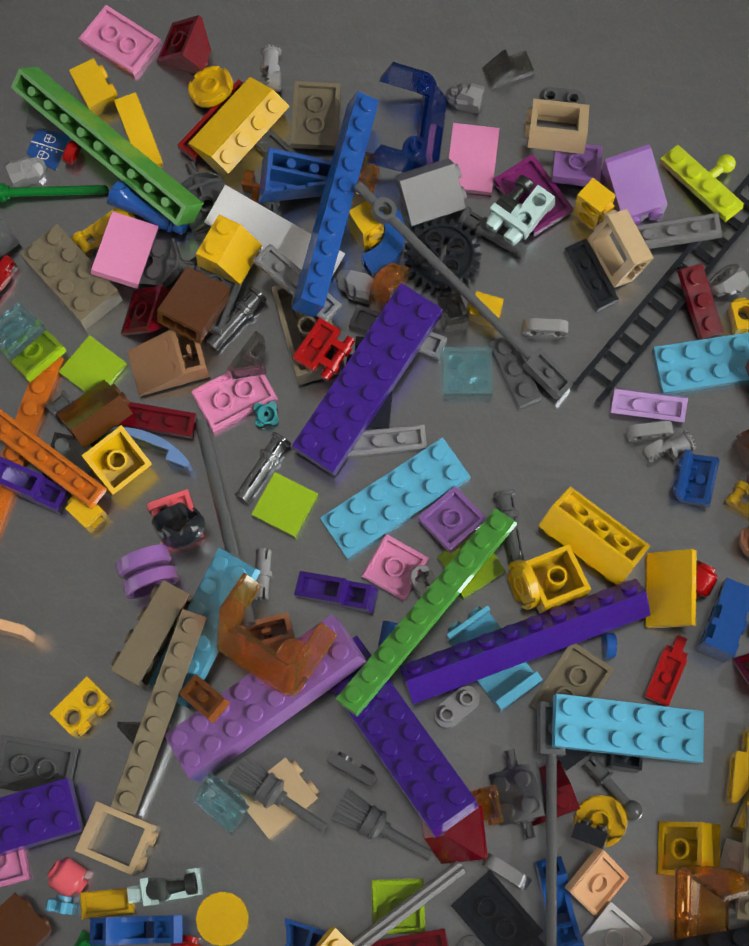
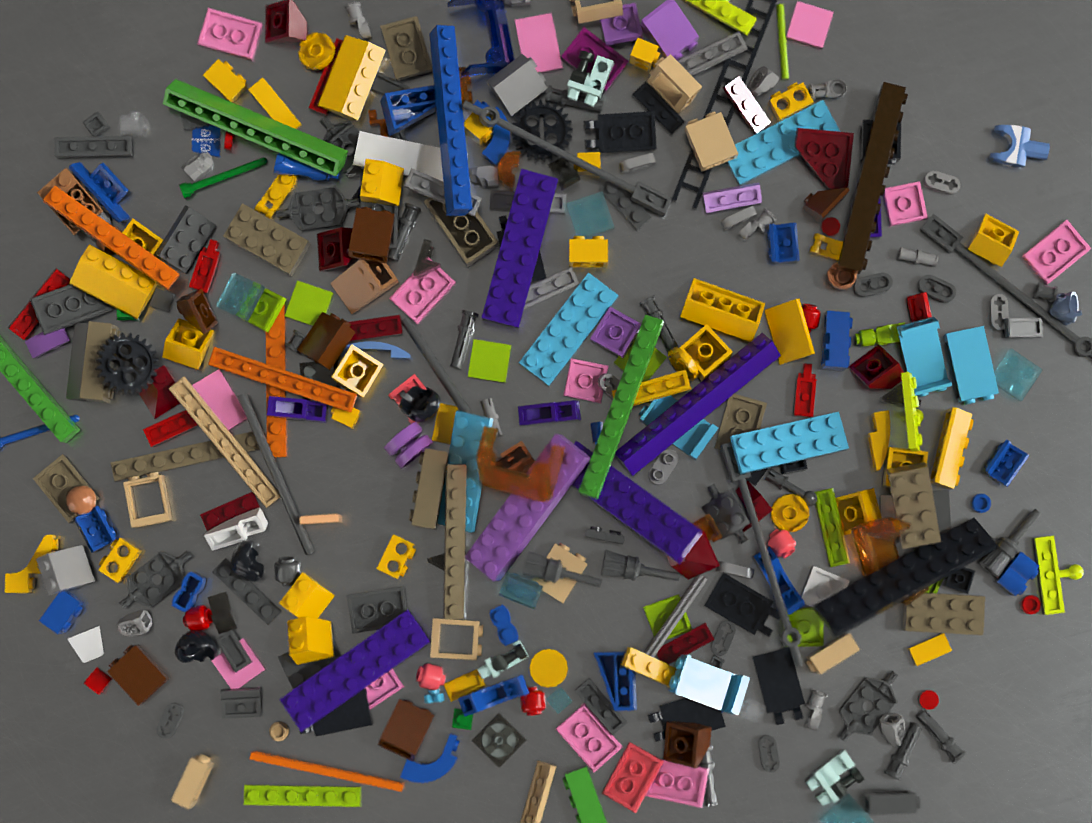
camera: 20 degrees left, 10 degrees up
(124, 250) = (301, 207): bright pink tile -> none
(184, 833) = (502, 620): none -> blue brick
(200, 561) = (444, 423): none -> yellow tile
(204, 698) = (485, 522): dark orange plate -> none
(272, 413) = (457, 299): teal plate -> none
(316, 346) = (475, 234): red plate -> none
(449, 411) = (588, 252): none -> yellow brick
(487, 603) = (661, 387): none -> yellow plate
(539, 286) = (623, 132): none -> black tile
(574, 854) = (781, 543): none -> coral head
(591, 833) = (786, 524): black piece -> none
(596, 882) = (800, 555): light nougat tile -> none
(609, 645) = (758, 387): blue tile -> none
(644, 327) = (711, 141): none -> tan brick
(650, 859) = (832, 528): none -> lime tile

